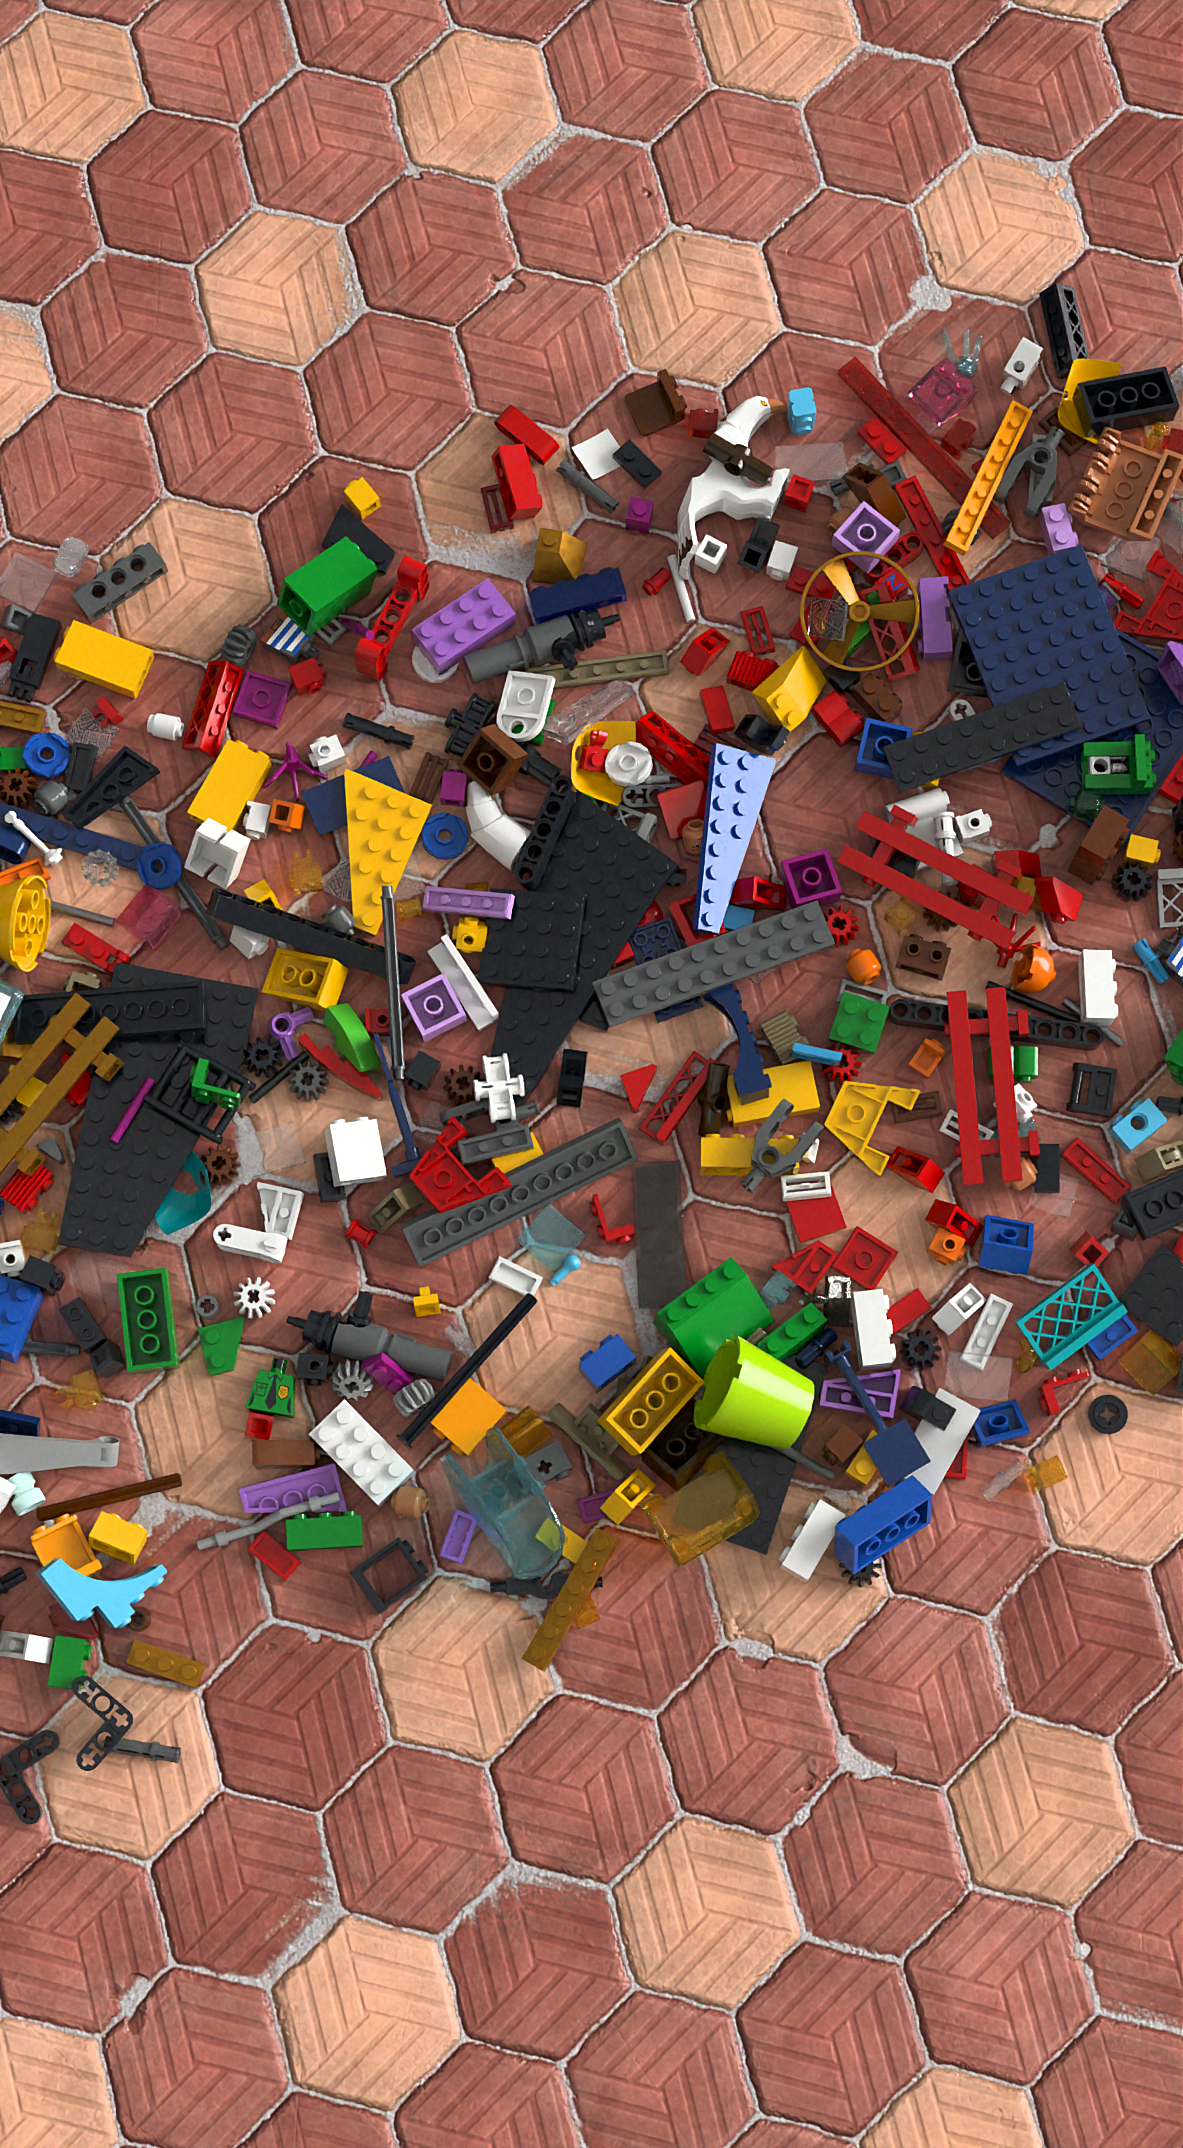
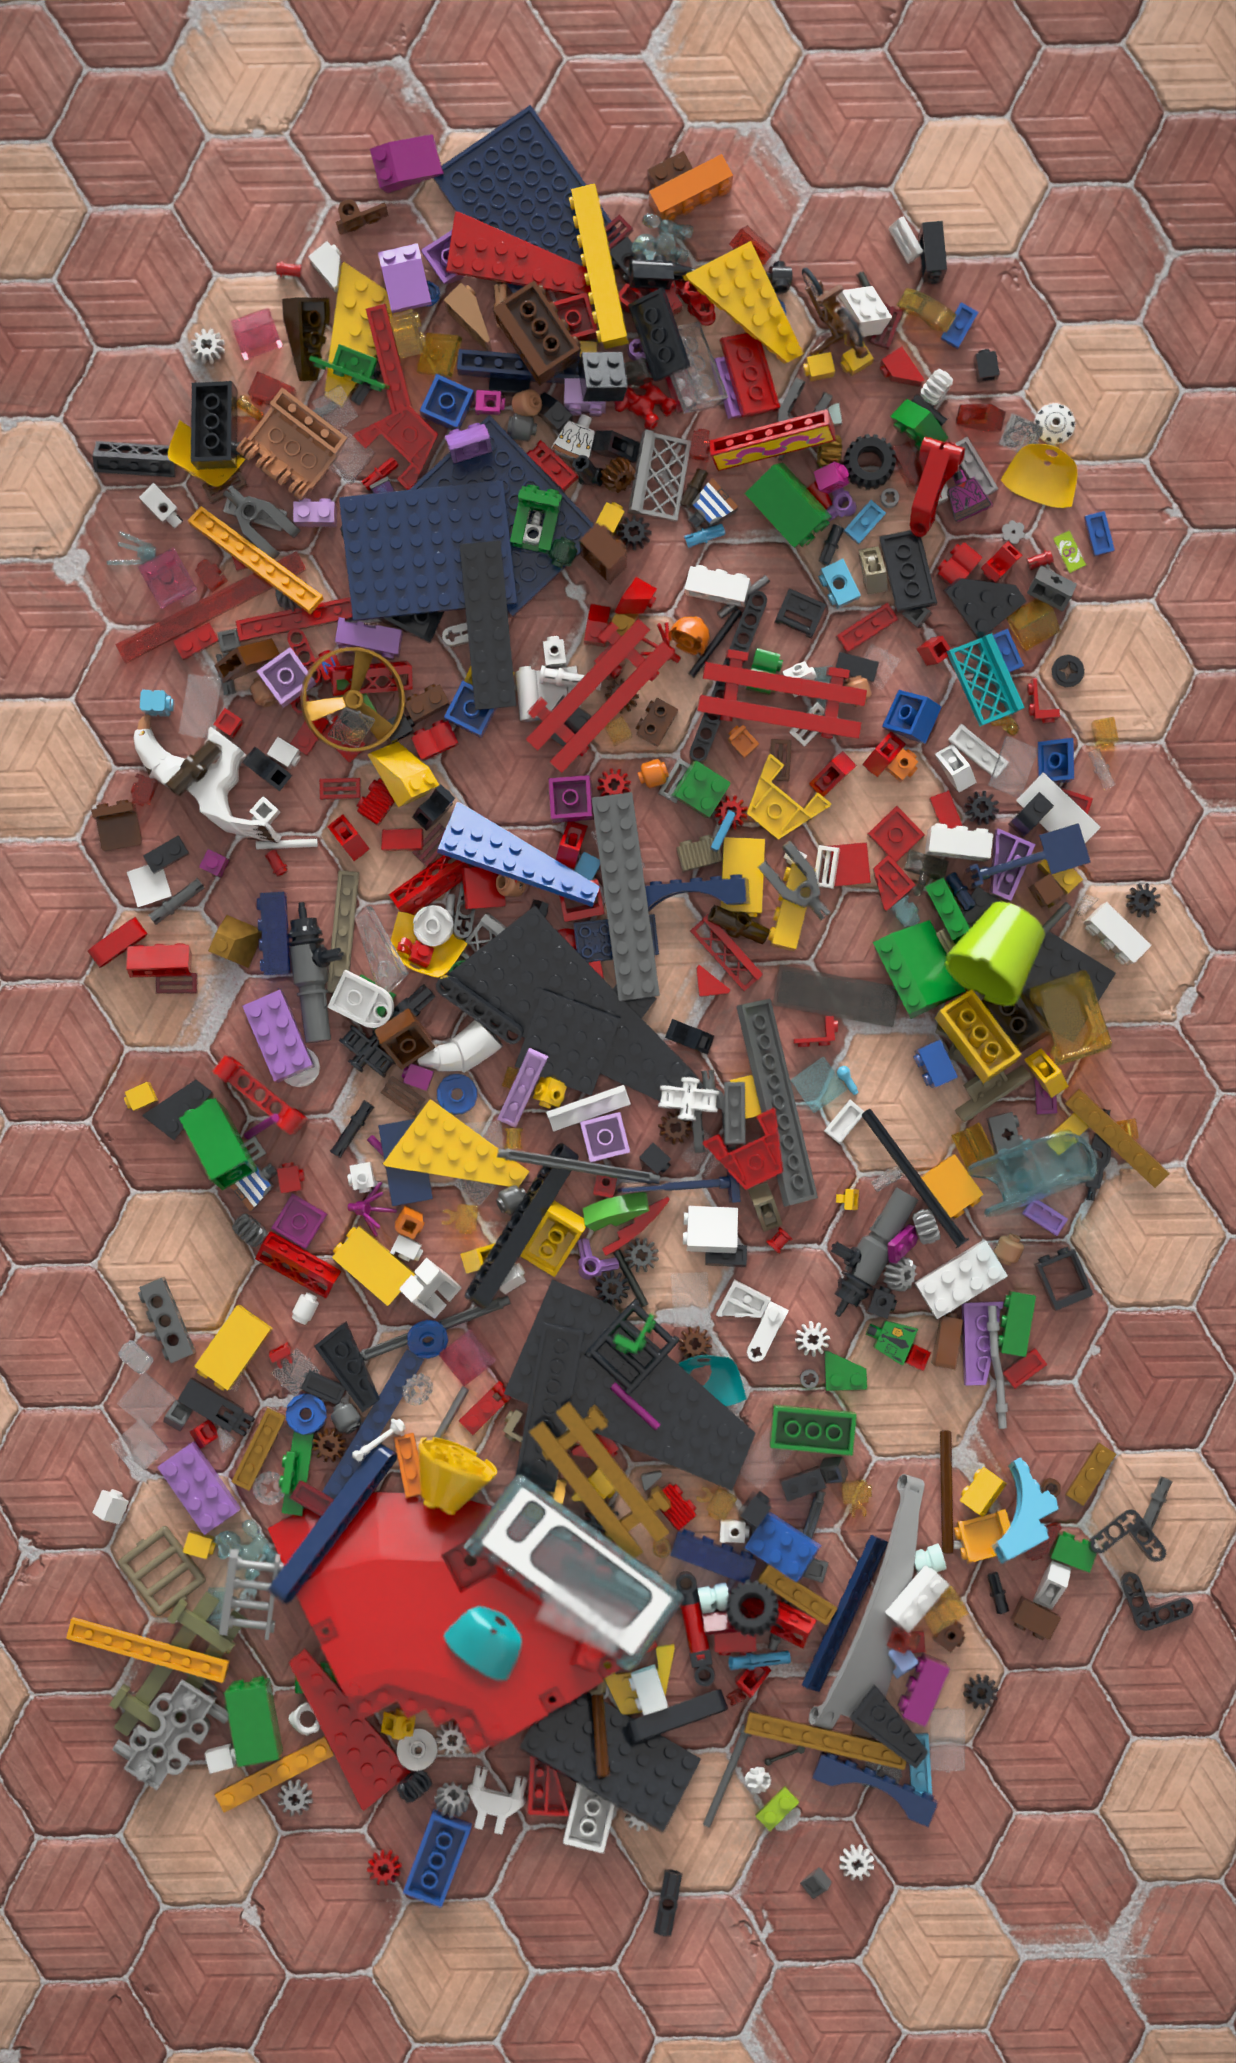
camera: 75 degrees left, 10 degrees up
(882, 1524) = (1119, 874): blue brick -> none

